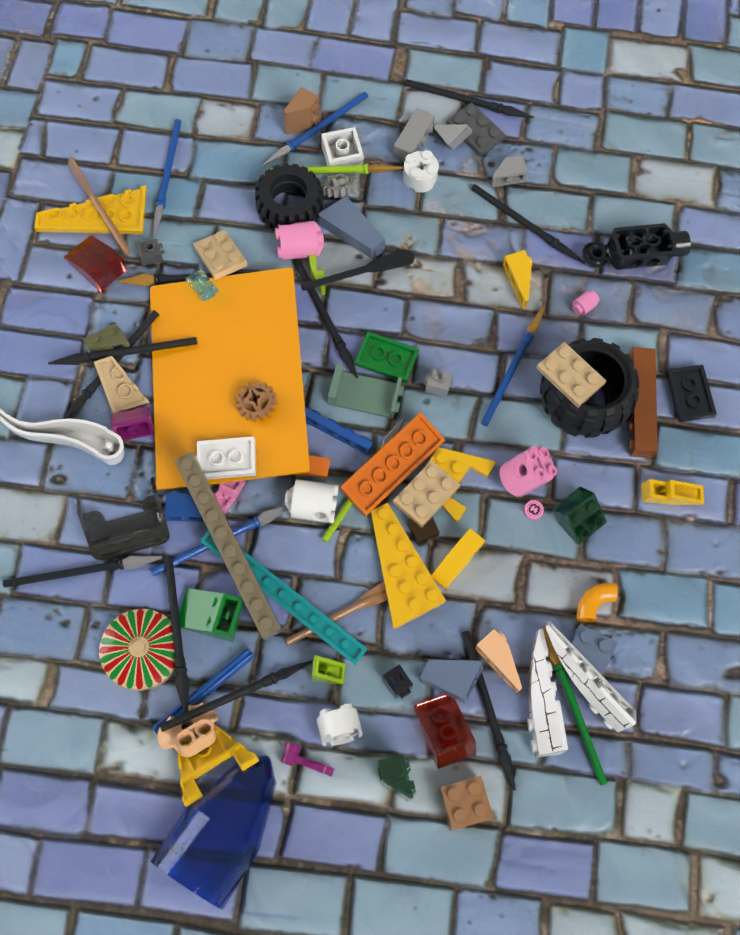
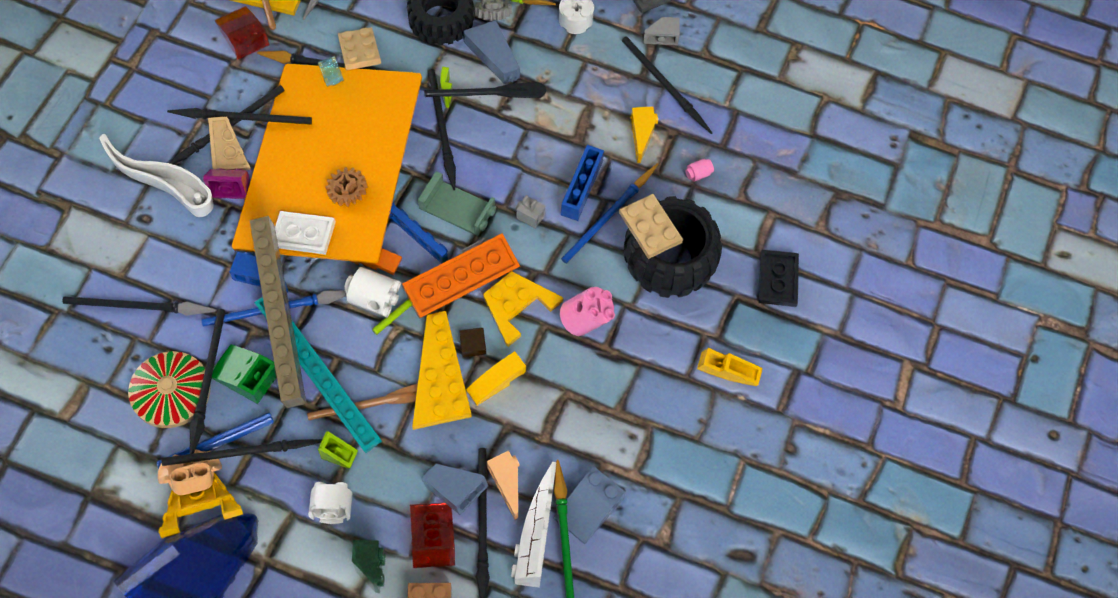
camera: 15 degrees right, 5 degrees down
(106, 339) = (226, 102): olive wing -> none
(125, 533) = (189, 281): clear smoke windscreen -> none
(150, 252) = (294, 32): dark grey brick -> none
(228, 493) = (297, 268): bright pink slope -> none
(291, 756) = (279, 520): magenta brick -> none
(299, 240) = (437, 51): bright pink cylinder -> none
(386, 357) = (488, 177): green plate -> none
(397, 682) = (401, 478): black brick -> none
(426, 493) = (484, 310): tan plate -> none
(480, 342) = (582, 182): none -> blue brick
(533, 510) = (586, 352): bright pink tile -> none
(579, 514) = (629, 366): clear green slope -> none
(593, 599) = (617, 448): light orange cylinder -> none
(594, 687) = (586, 523): white wedge -> none
(638, 247) = (767, 128): black brick -> none
(644, 416) = (726, 276): dark orange brick -> none

